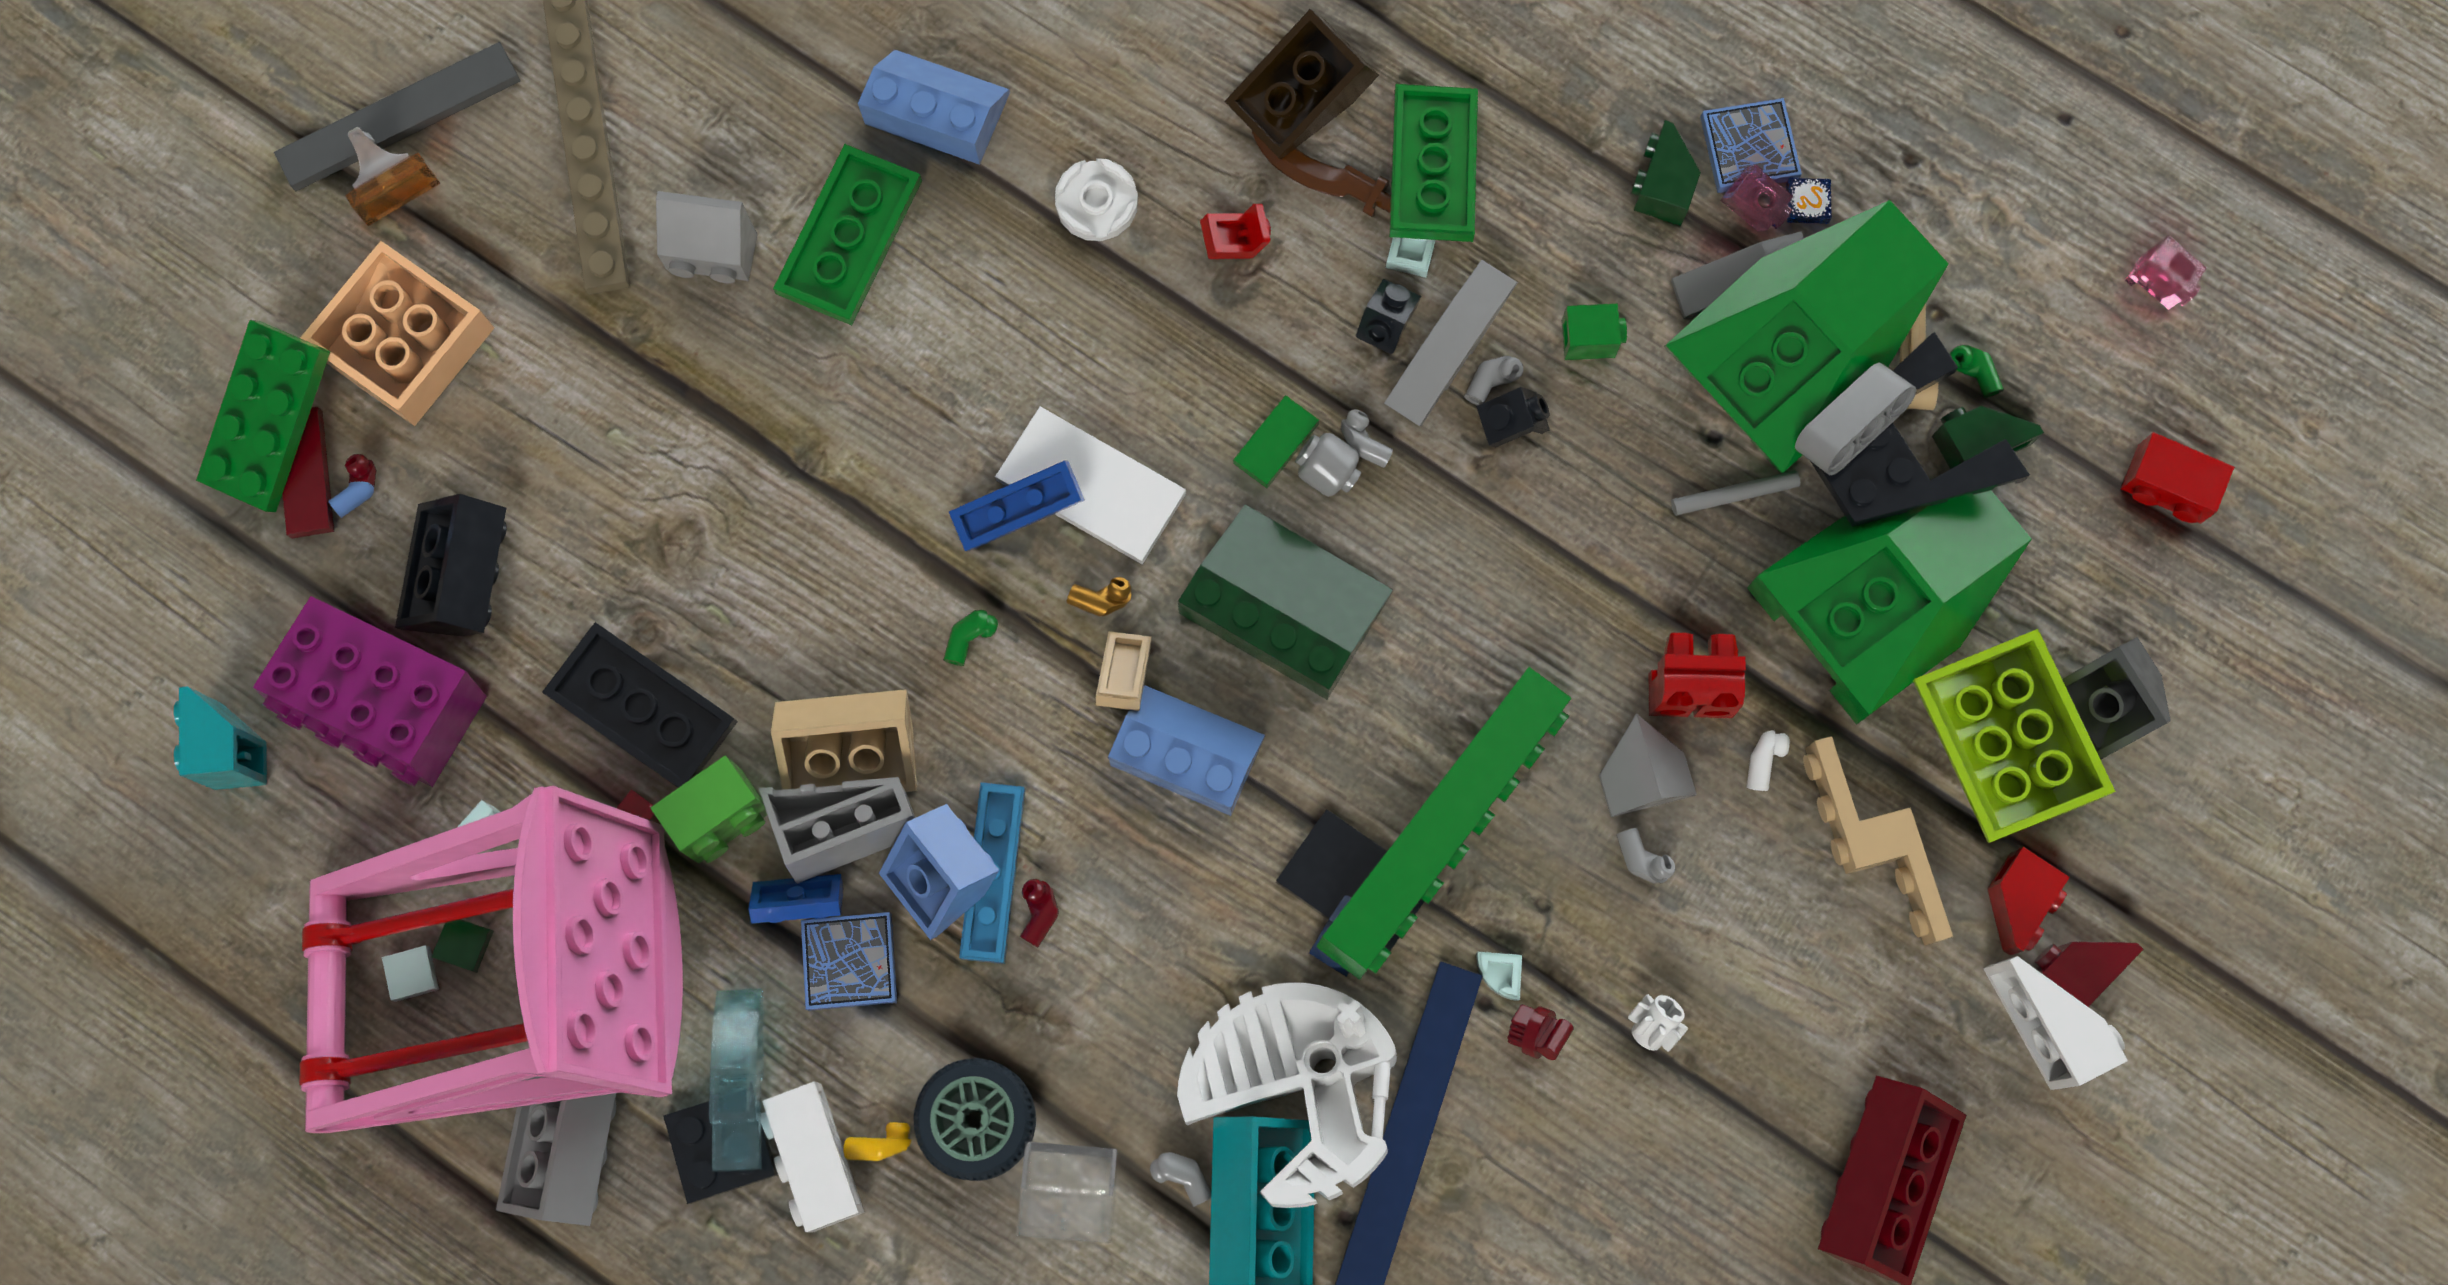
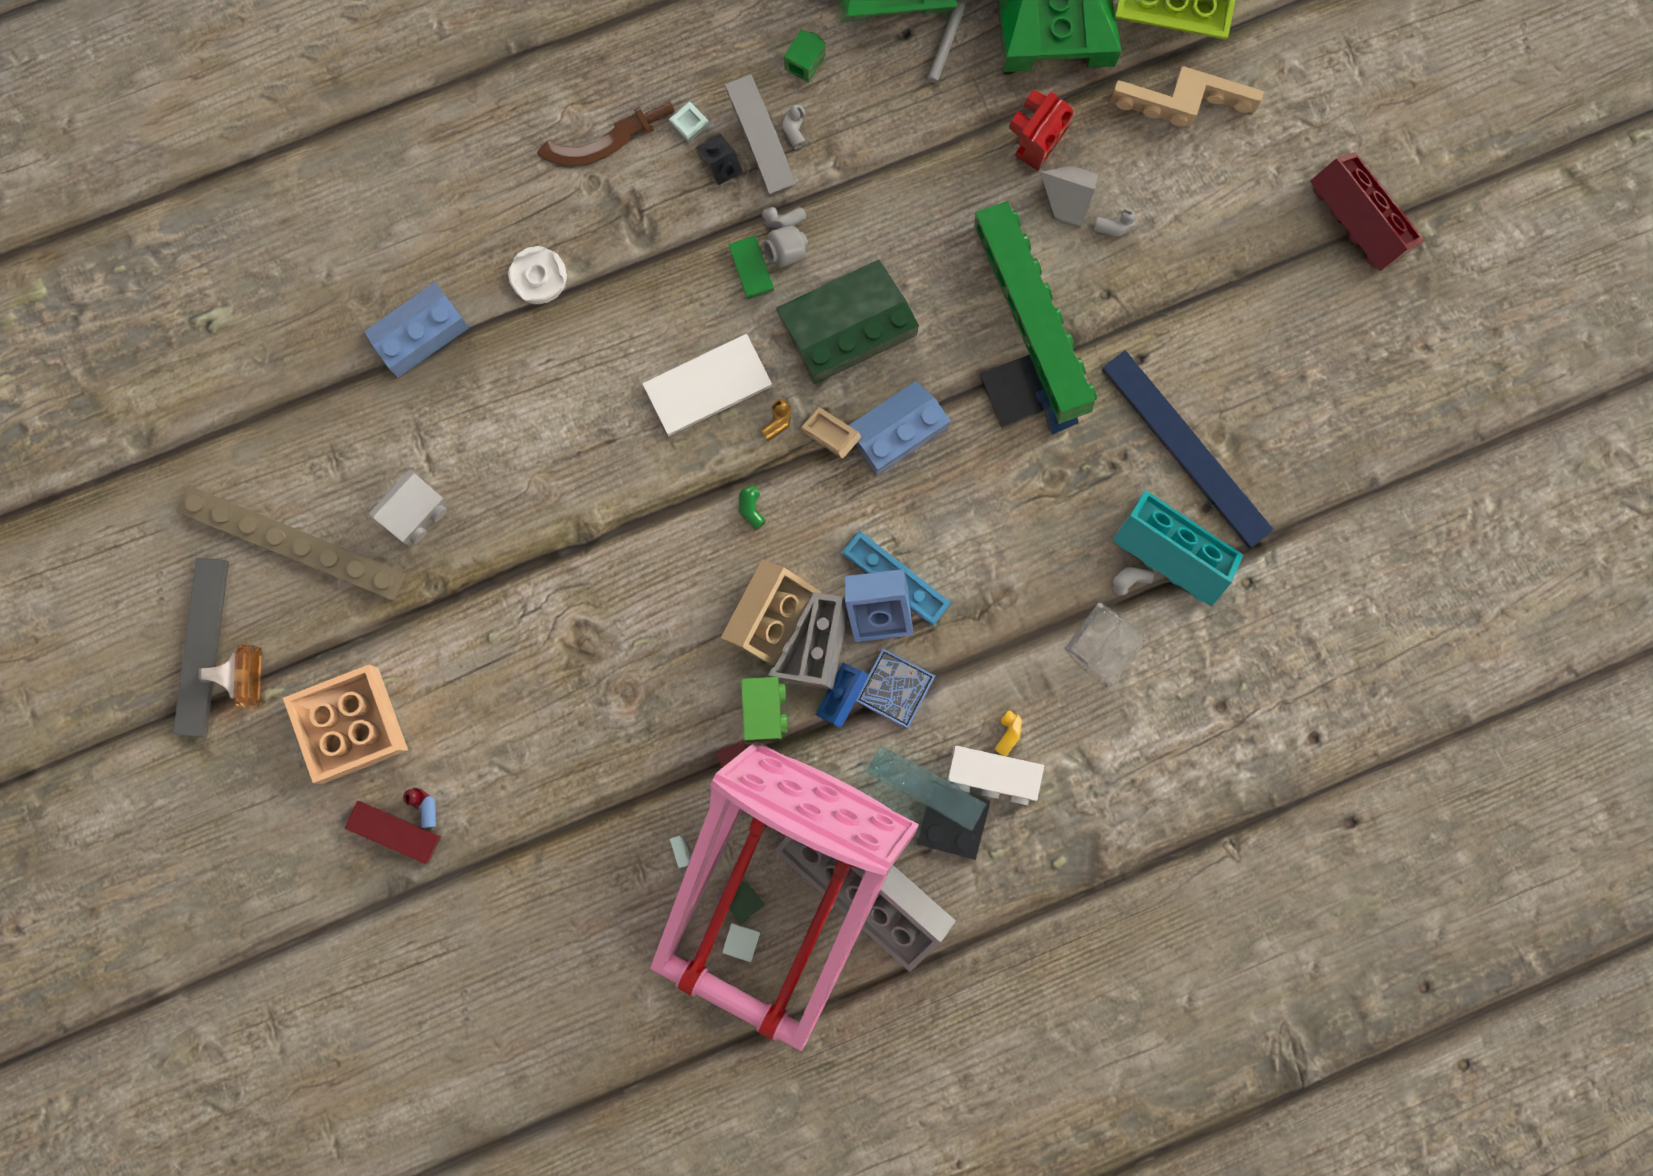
camera: 60 degrees left, 5 degrees up
(216, 744) = (534, 975): teal slope -> none
(263, 416) = (344, 833): green plate -> none
(369, 693) = (562, 866): magenta brick -> none
(452, 566) = (512, 777): black slope -> none
(639, 706) = (670, 717): black plate -> none
(847, 234) = (462, 427): green plate -> none
(944, 1112) = (1042, 654): wheel -> none
(1016, 505) = (695, 431): blue plate -> none
(1042, 909) = (935, 563): dark red arm -> none
(1236, 233) = (615, 208): red bracket -> none
(1271, 1051) = (1094, 490): white piece -> none
(1301, 85) = (549, 116): dark brown slope -> none
(1434, 163) = (646, 74): green tile -> none
(1501, 973) = (1129, 339): light aqua tile -> none
(1513, 416) = (824, 129): black bracket -> none
(1539, 1032) = (1175, 339): dark red piece -> none
(1657, 1022) = (1210, 274): white gear -> none
(1762, 758) = (1104, 128): white arm -> none
(2022, 897) = (1264, 45): red slope -> none
(2059, 1031) = (1345, 73): white slope -> none
(2086, 967) = (1322, 42): dark red slope -> none

